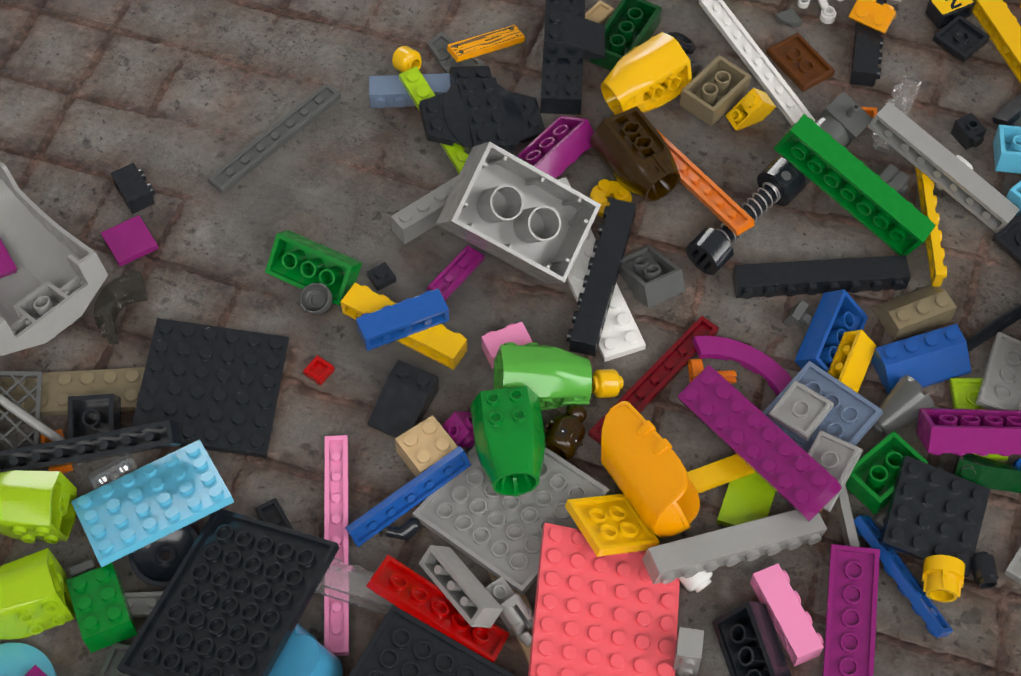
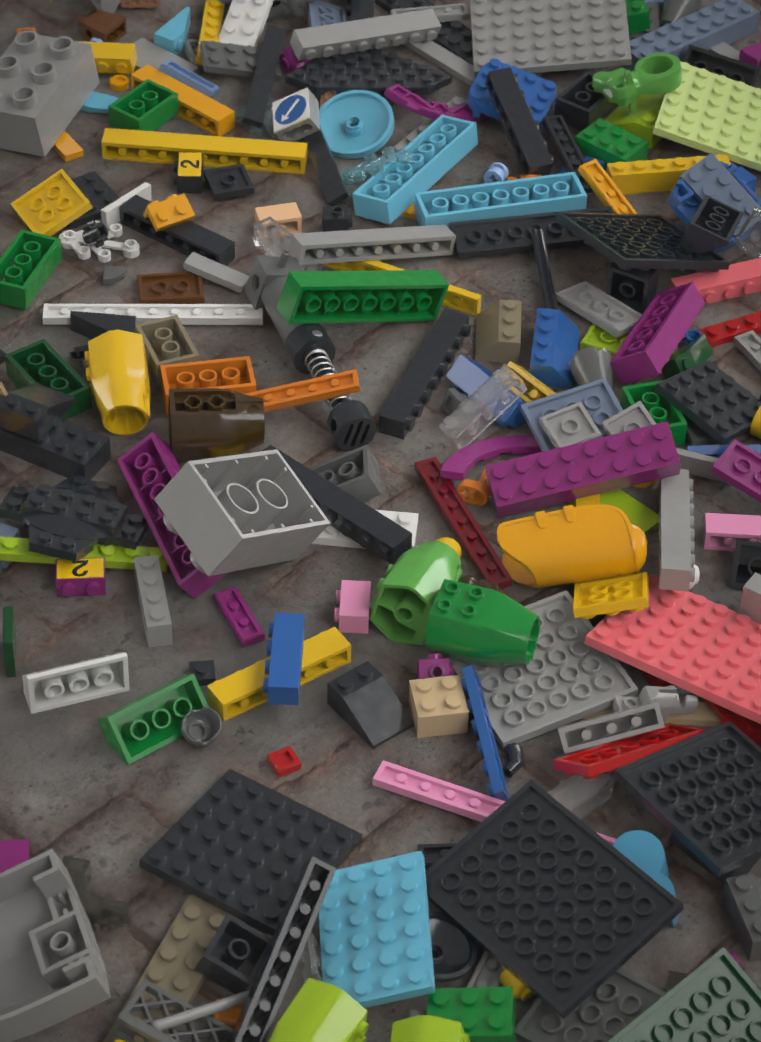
camera: 65 degrees left, 15 degrees down
(320, 199) = (76, 682): none -> white slope
(331, 141) = (9, 641): none -> dark green tile
(433, 156) = (81, 578): none -> brick
(693, 133) = (228, 374): none -> orange brick
(718, 41) = (95, 324): none -> black slope
(750, 109) = (205, 338): yellow slope -> none
(788, 334) = (483, 407): none -> clear brick
(837, 74) = (216, 272): none -> light grey tile
(938, 92) = (285, 214): none -> light nougat brick

